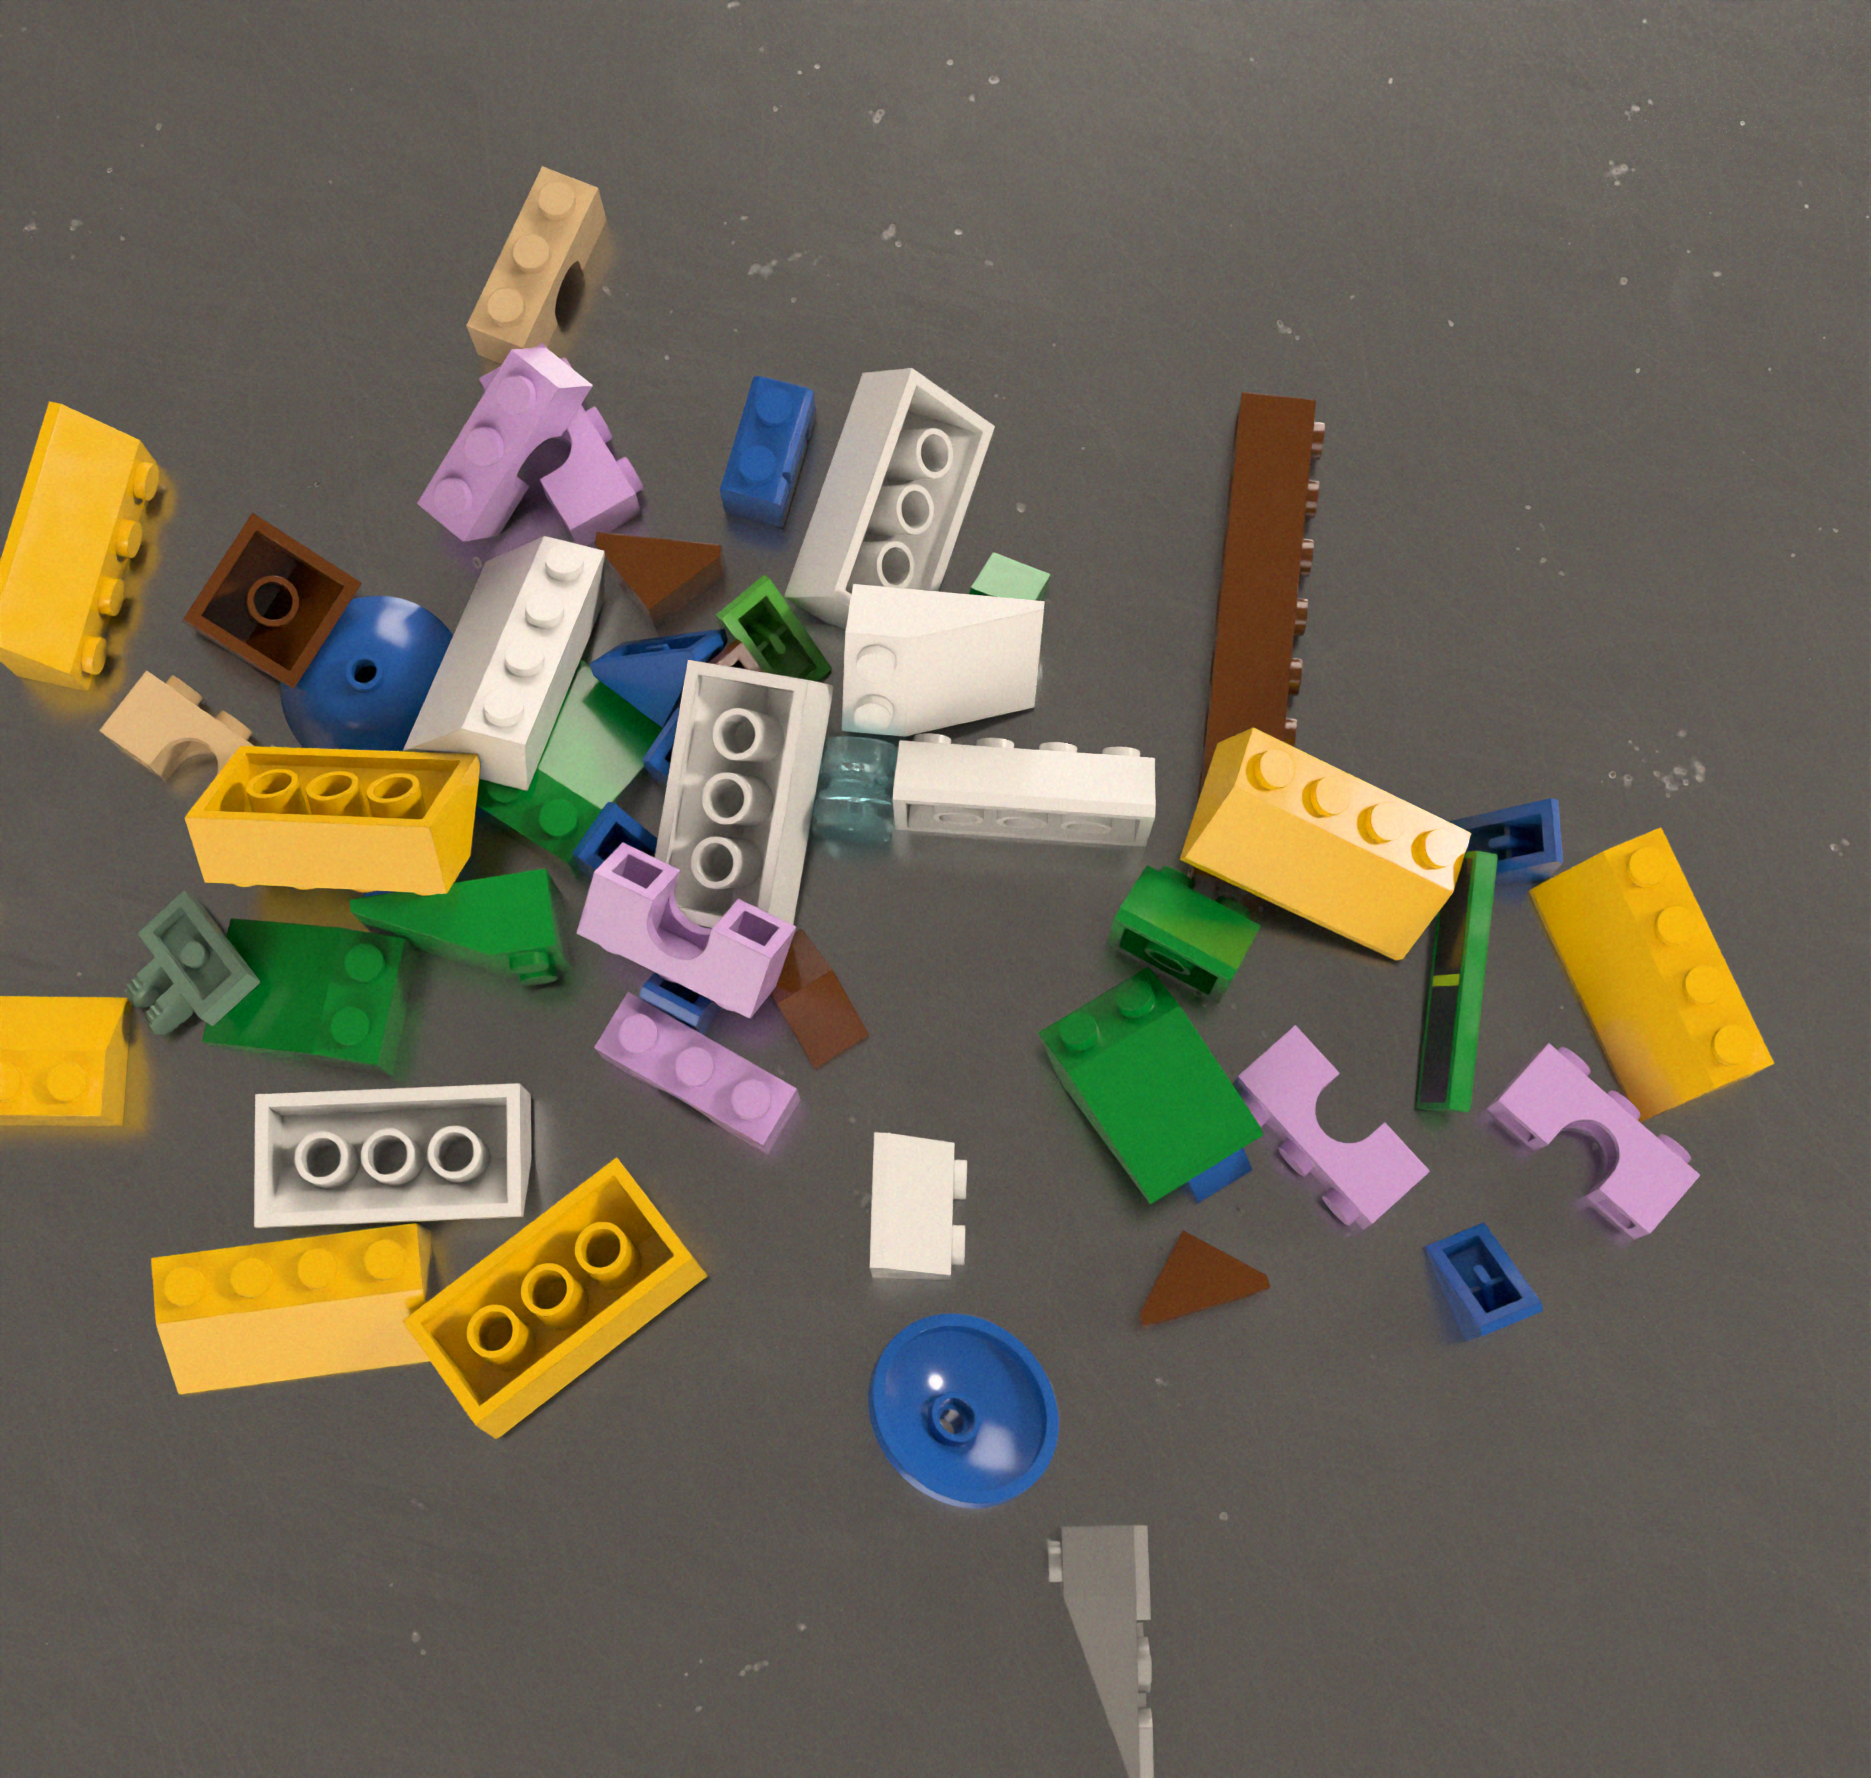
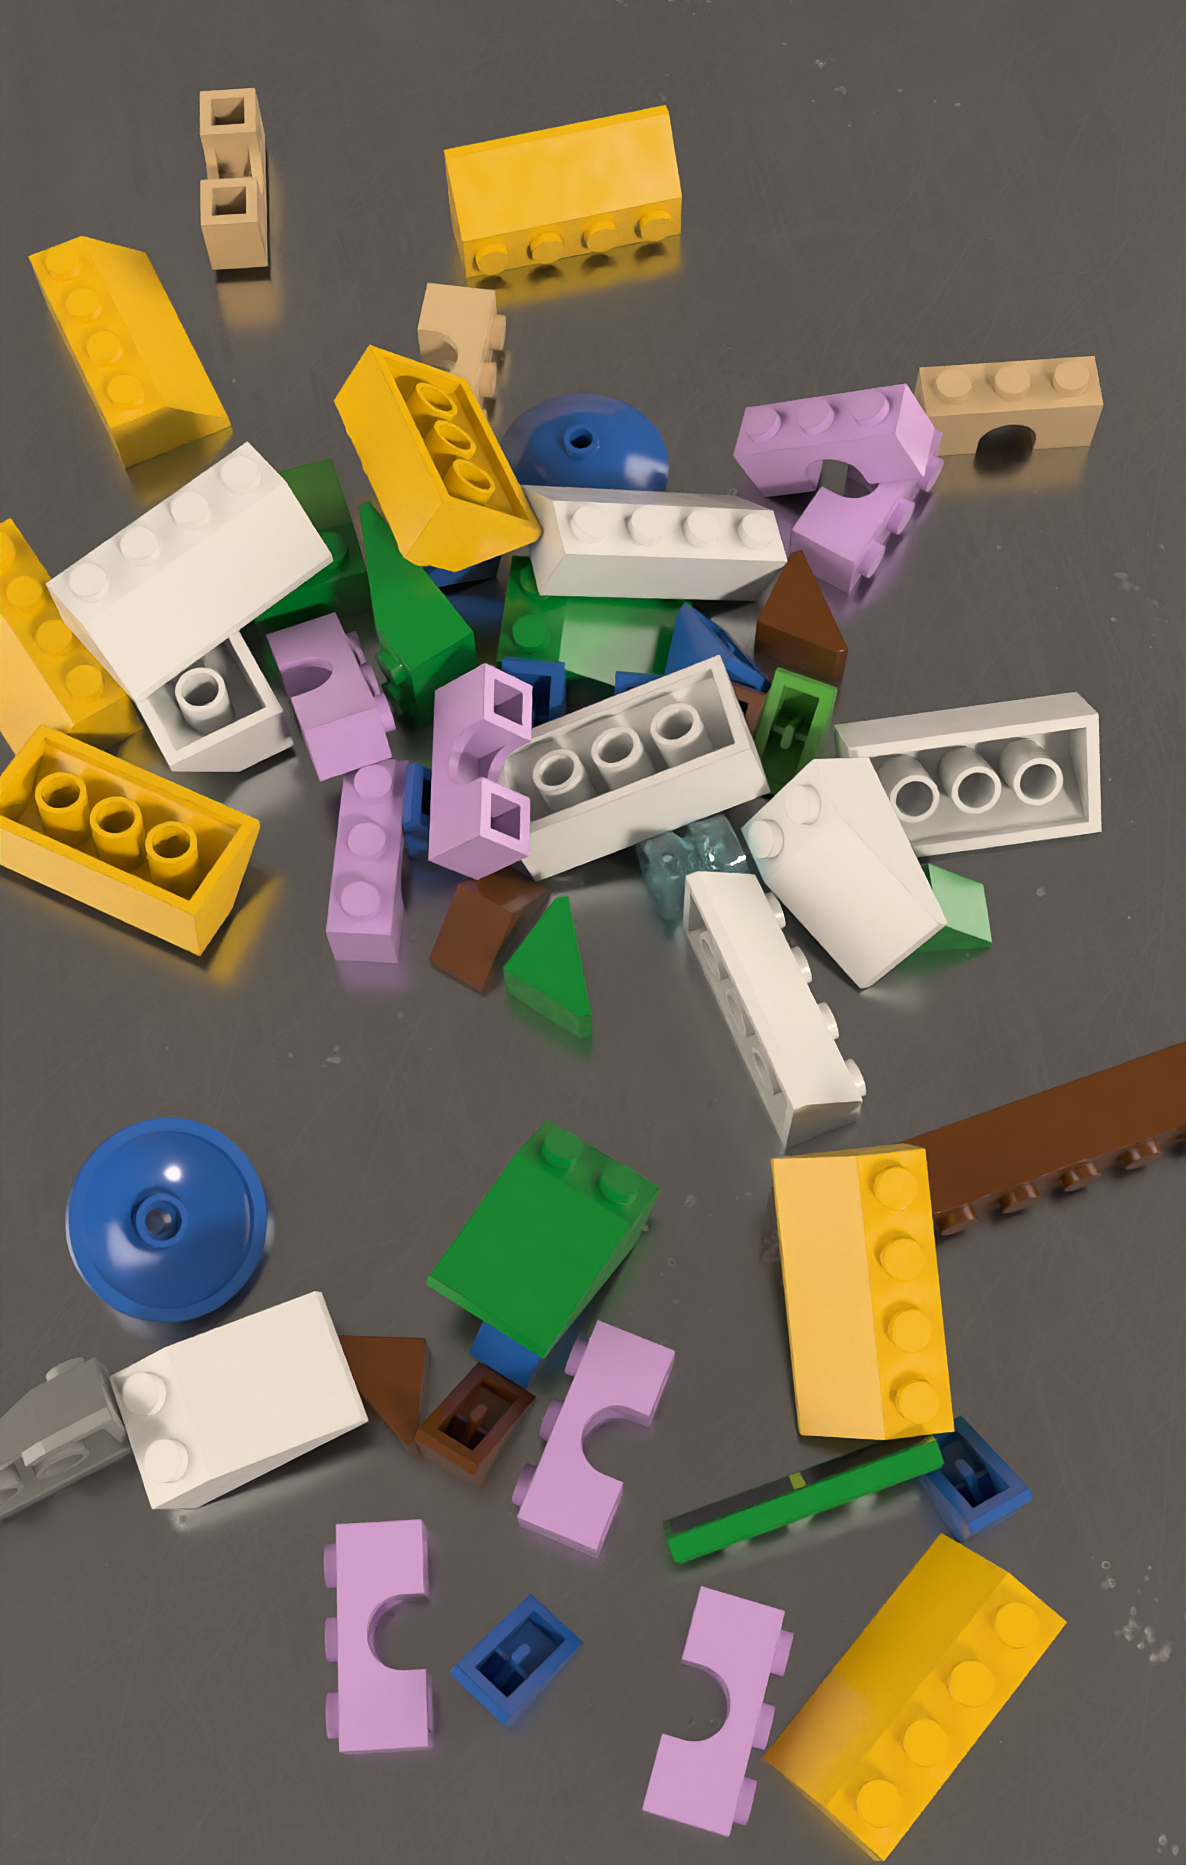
camera: 65 degrees right, 10 degrees down
(190, 968) = (282, 436): sand green hinge -> none
(271, 601) = (603, 345): reddish brown slope -> none
(335, 1103) = (190, 572): none -> white slope
(563, 1031) = (332, 695): none -> lavender arch
(768, 451) = (959, 653): blue brick -> none
(892, 962) = (549, 971): none -> green slope
(914, 1208) = (332, 1087): white slope -> none
(1162, 1416) = (237, 1402): none -> white slope
(1183, 931) = (716, 1208): green slope -> none
(1267, 1222) = (474, 1425): none -> reddish brown slope
(1464, 1413) = (375, 1705): none -> lavender arch

